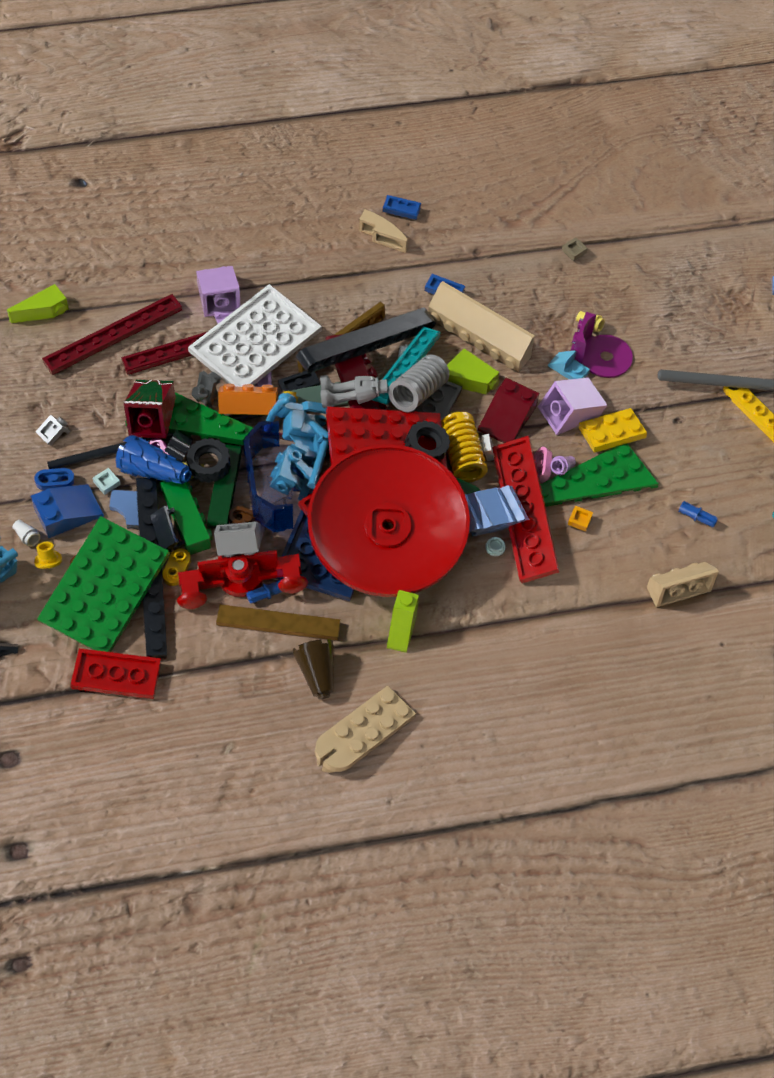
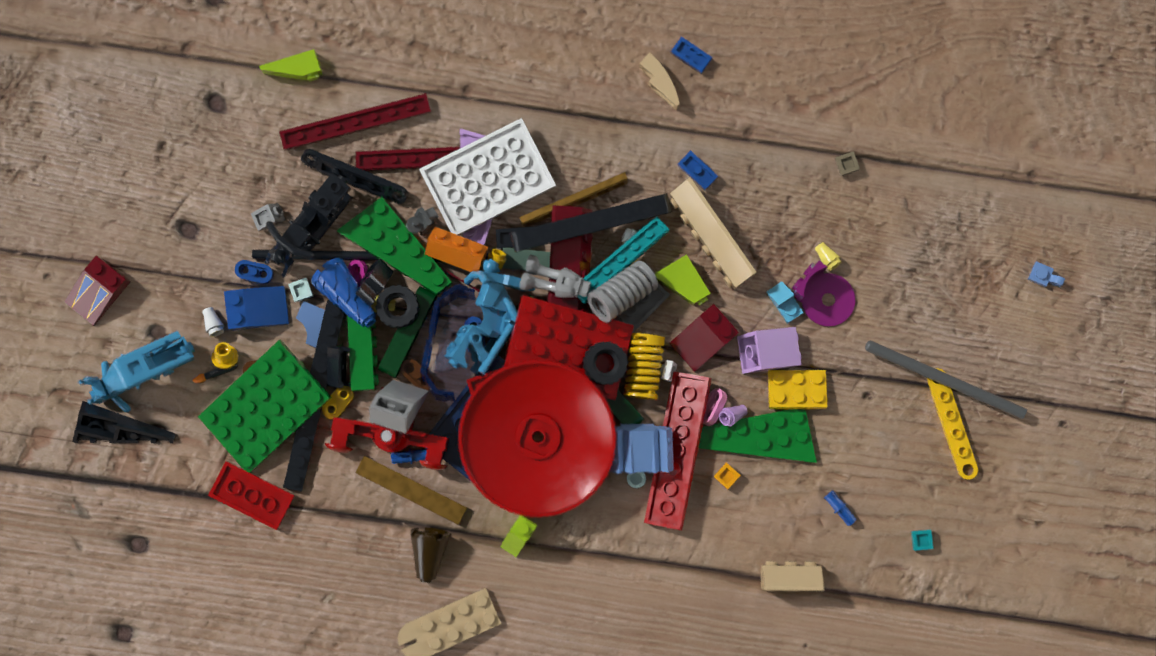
camera: 25 degrees right, 25 degrees up
(41, 578) = (212, 374): none -> black piece
(95, 425) = (310, 224): none -> black piece
(123, 374) = (355, 176): none -> black plate
(150, 408) = (360, 230): dark red slope -> none
(218, 290) = (471, 102): lavender slope -> none

